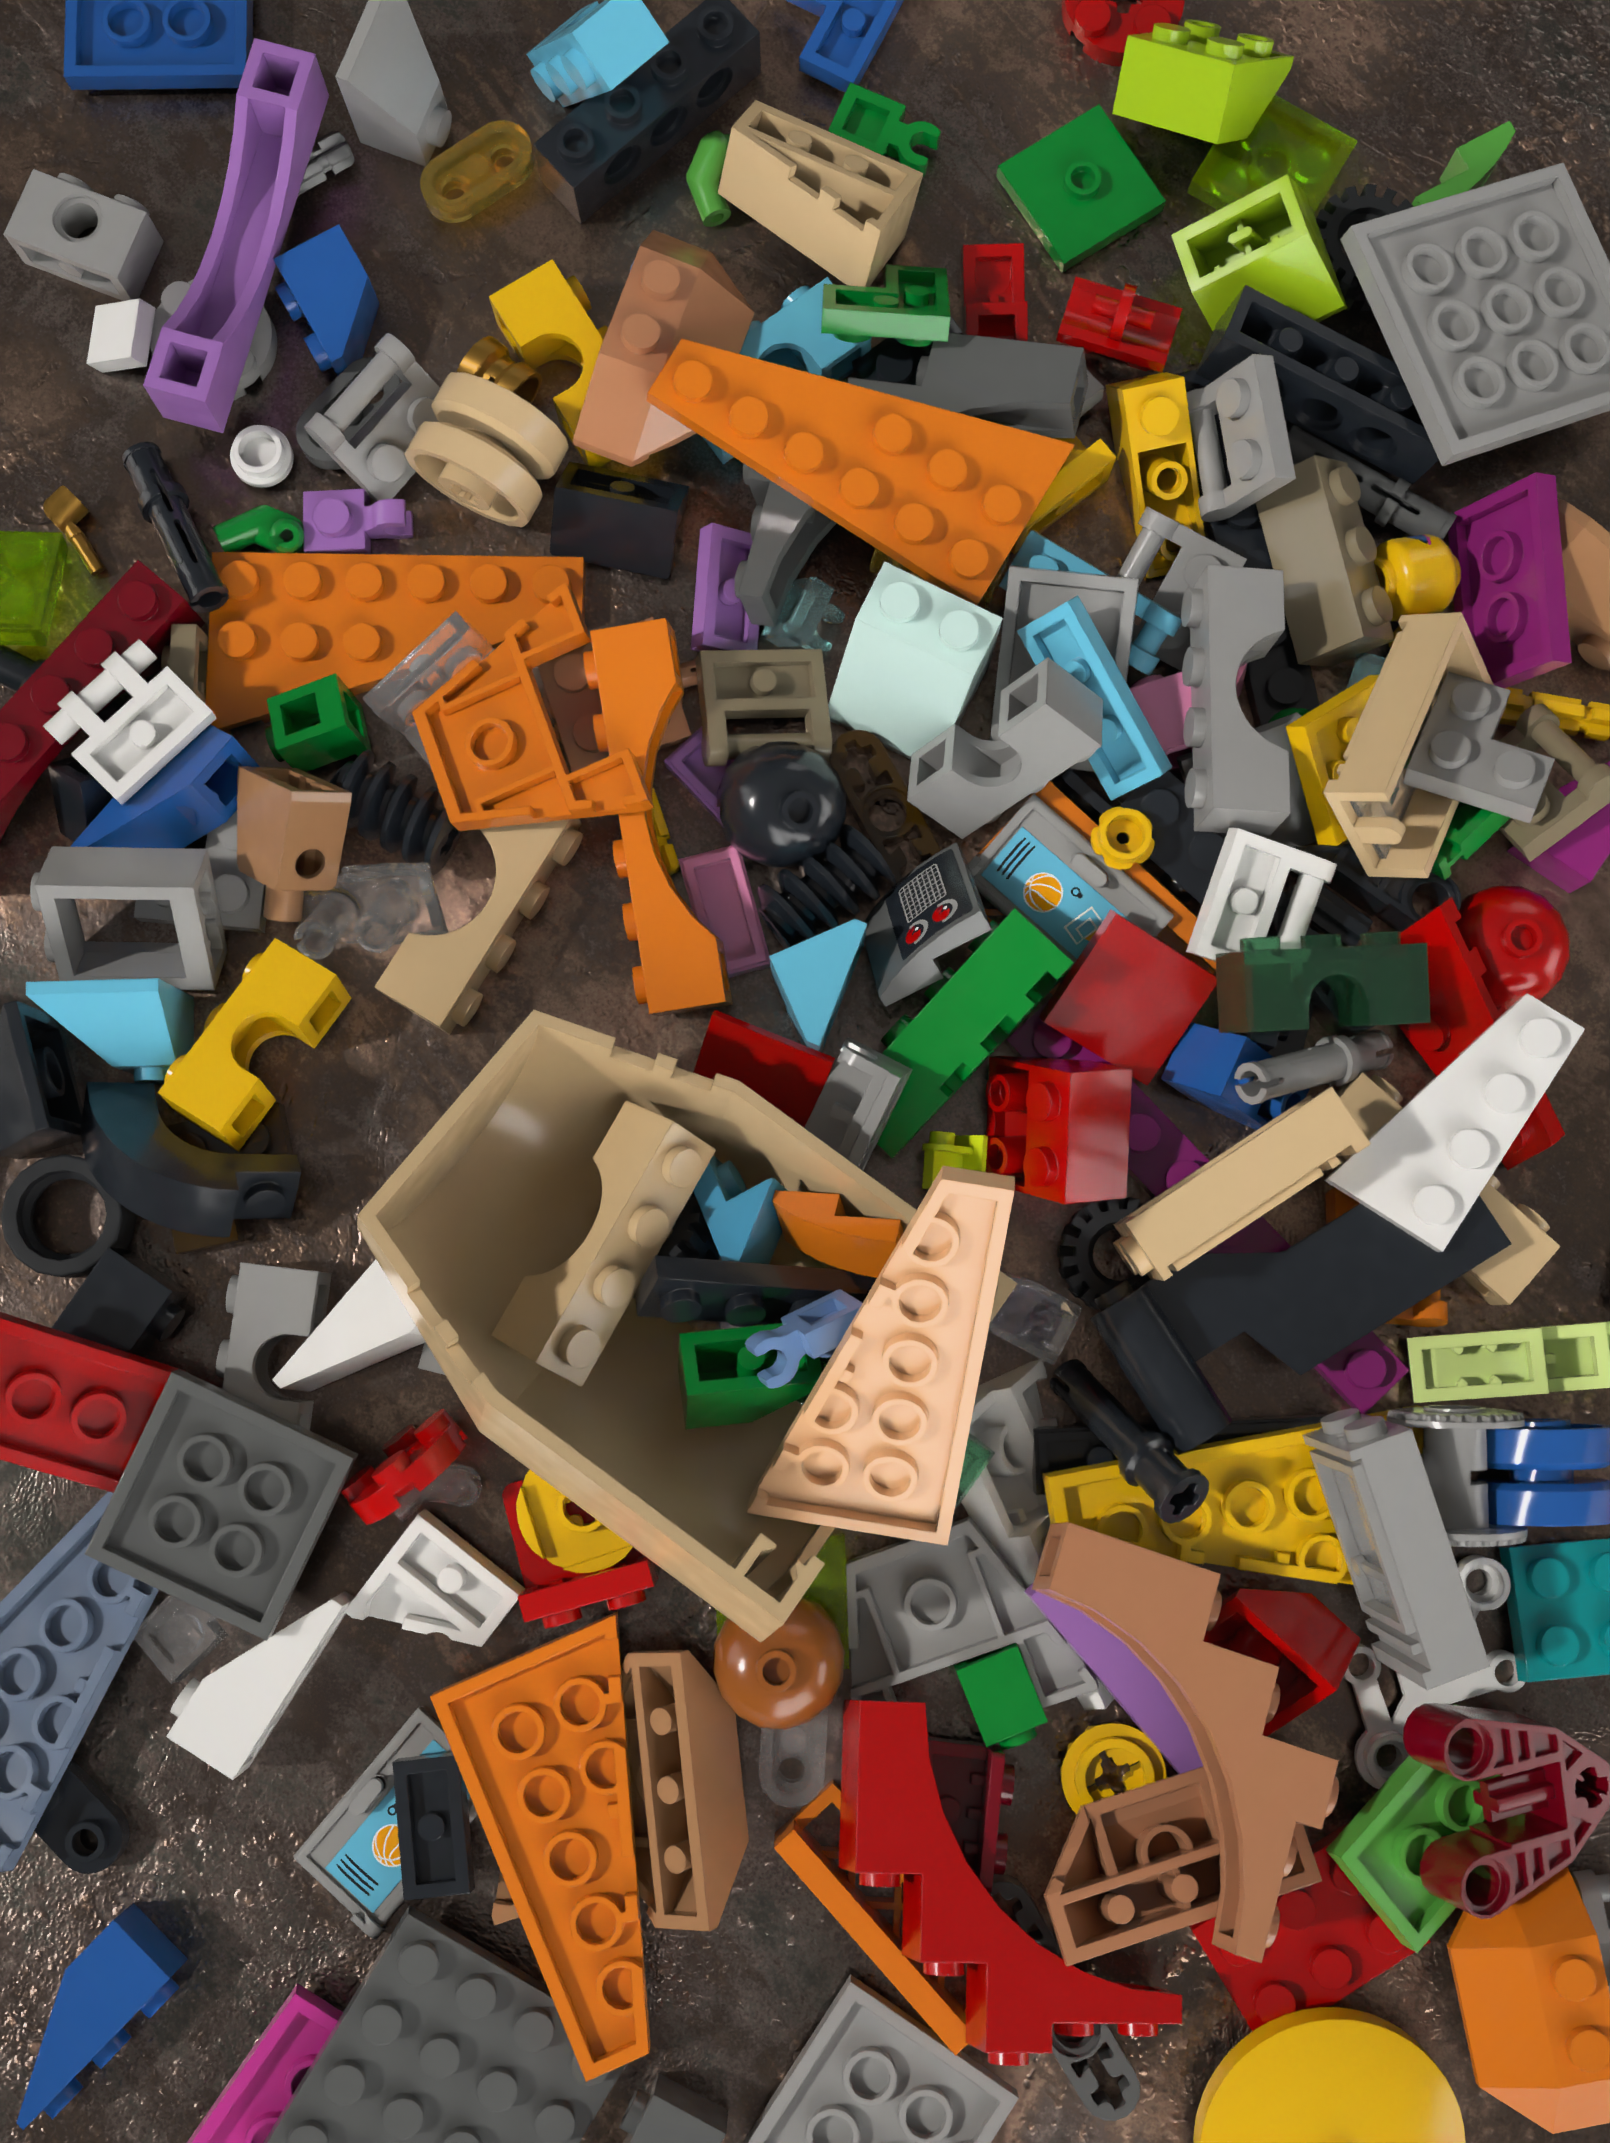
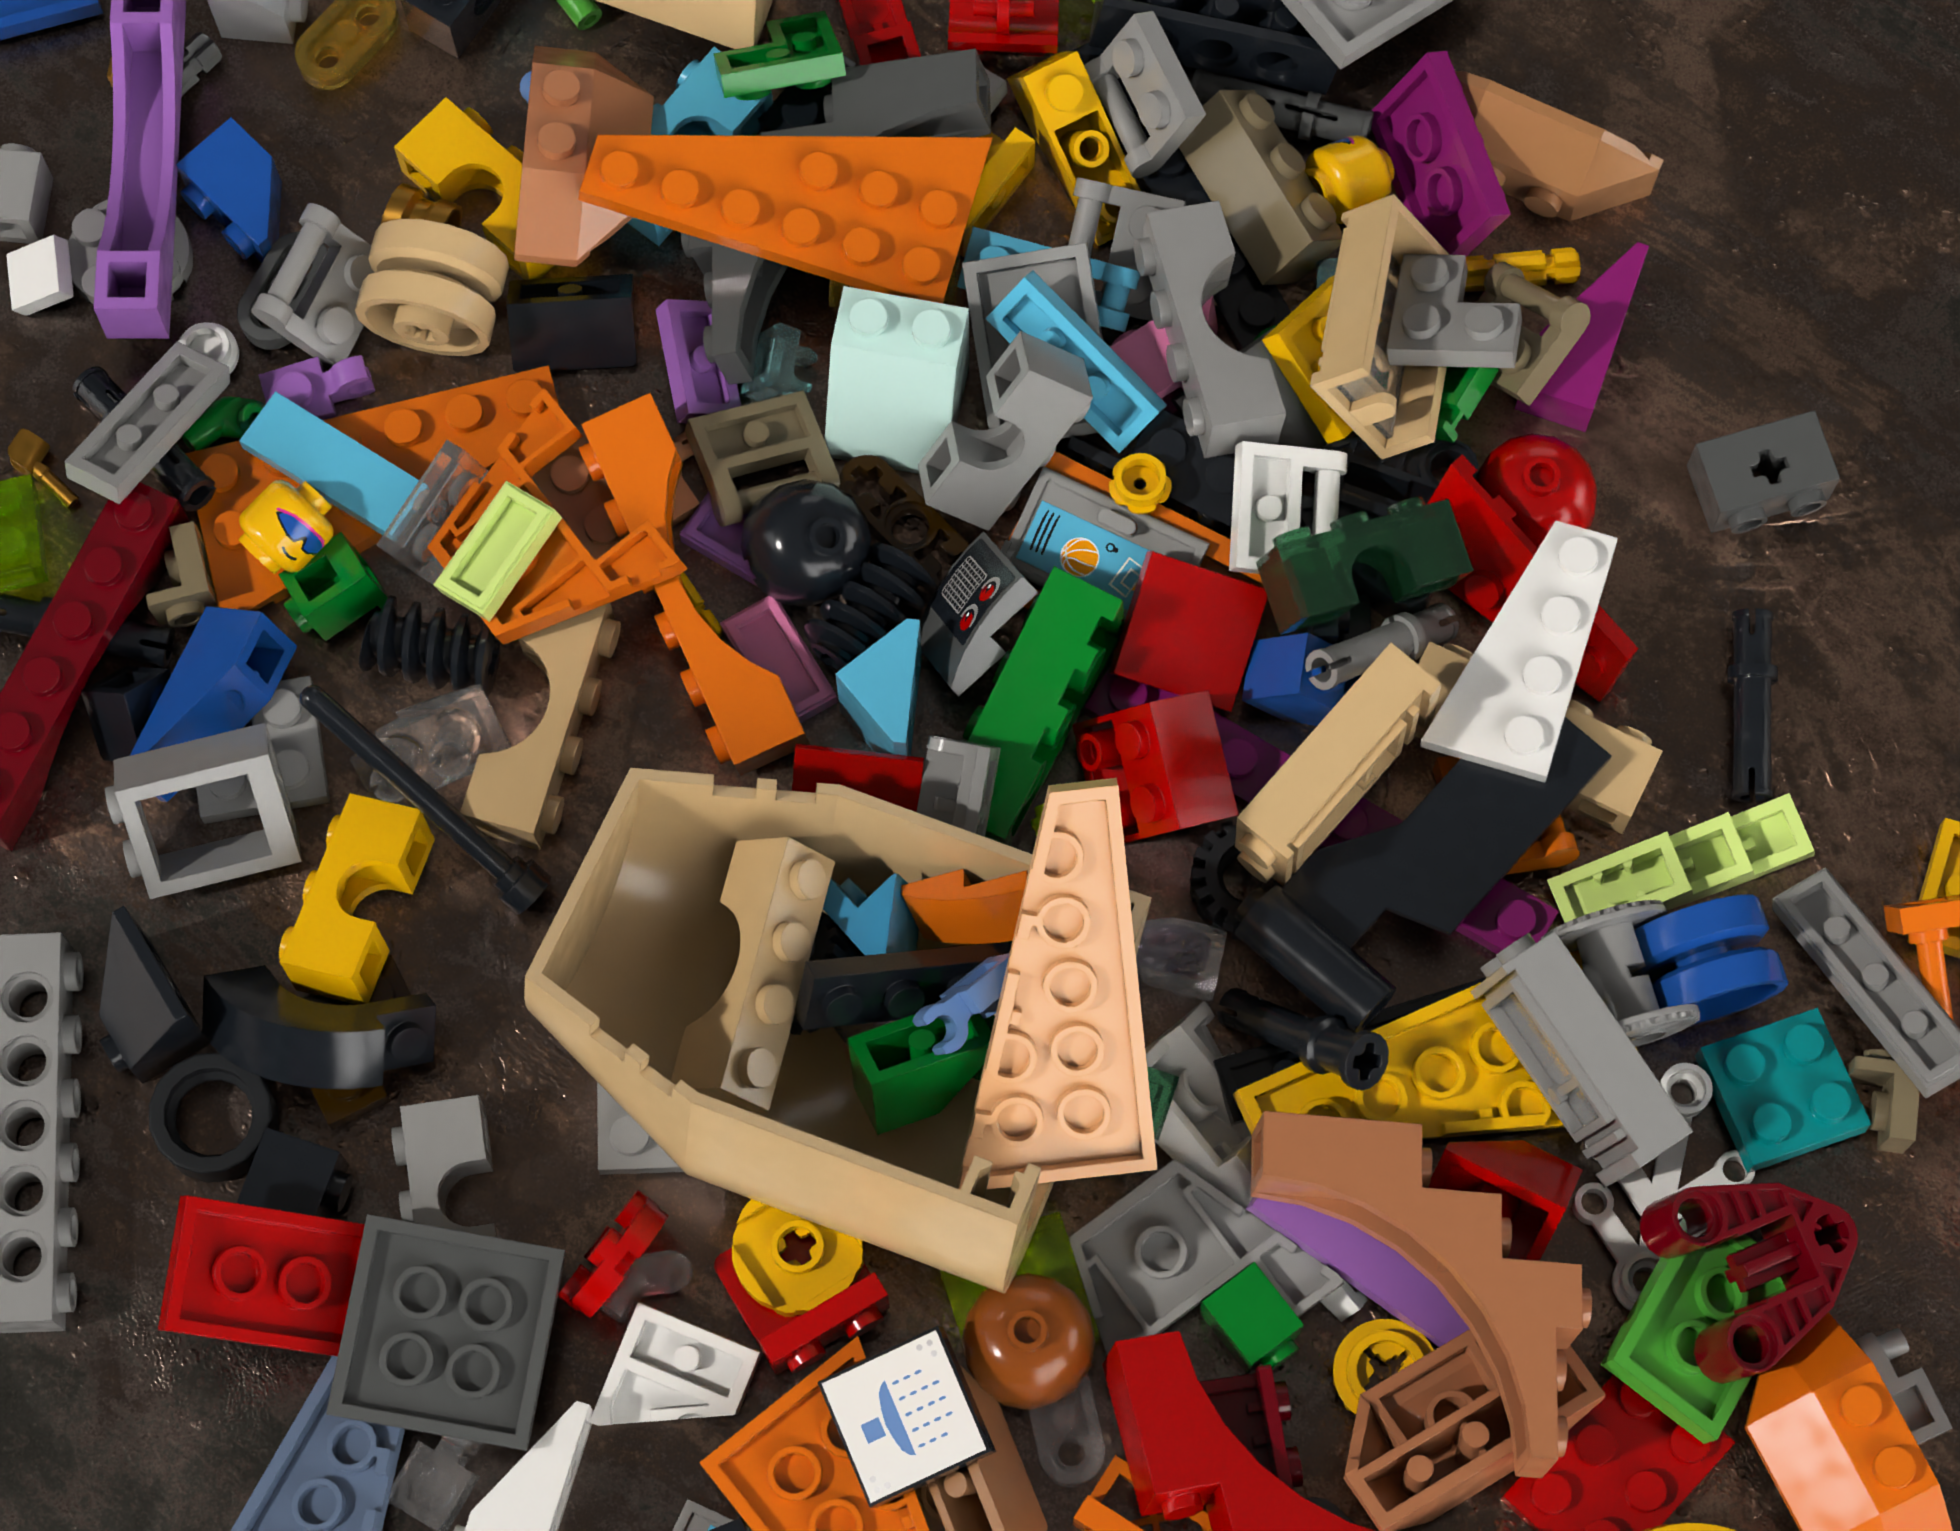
camera: 15 degrees left, 10 degrees down
(125, 1021) = (219, 909): medium azure slope -> none
(142, 733) = (173, 633): white plate -> none
(173, 514) = (147, 422): none -> light grey plate
(281, 654) = (286, 526): none -> yellow head
(289, 835) = (355, 672): medium nougat torso -> none
(342, 599) = (329, 461): none -> medium azure tile
(357, 1333) = (548, 1128): white slope -> none
(415, 1063) = (516, 880): none -> black piece
(474, 738) = (497, 551): none -> yellowish green tile
(637, 1718) = (906, 1416): none -> white tile

